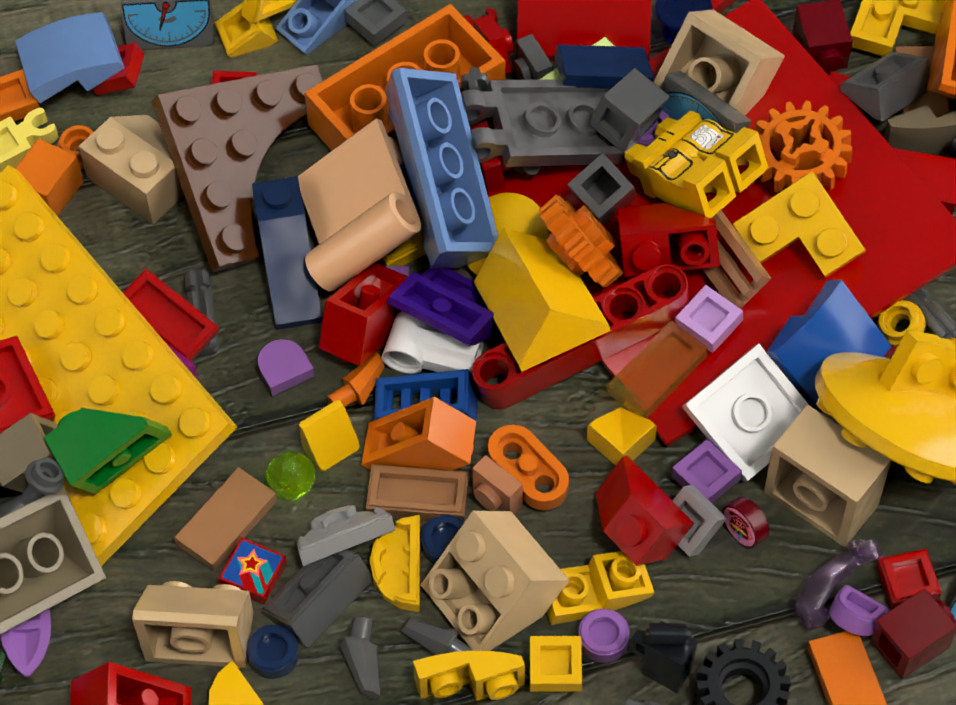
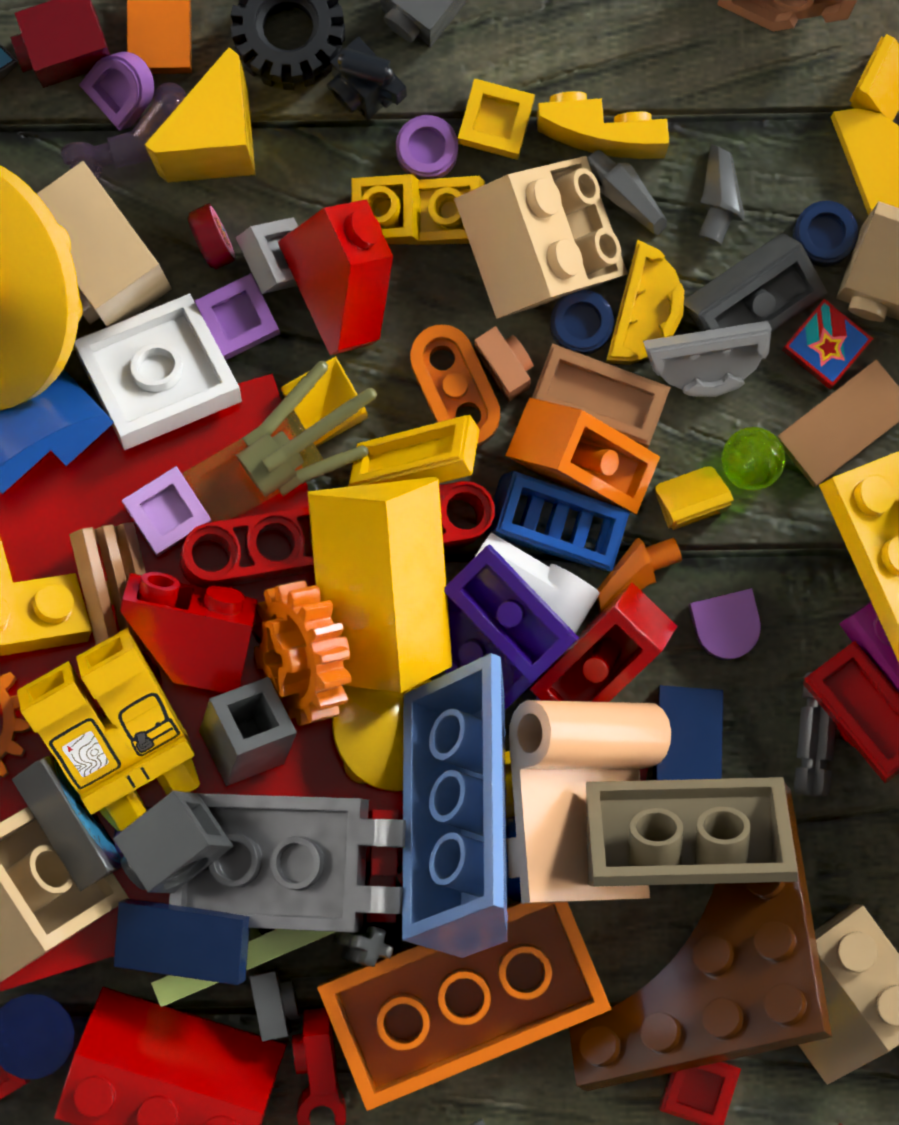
camera: 165 degrees left, 25 degrees up
(277, 181) = (689, 832): none -> dark tan slope
(542, 399) = (432, 450): none -> yellow tile
(641, 363) = (273, 460): none -> olive plant
(768, 576) = (209, 129): none -> yellow slope
(907, 575) = (39, 120): red tile -> none

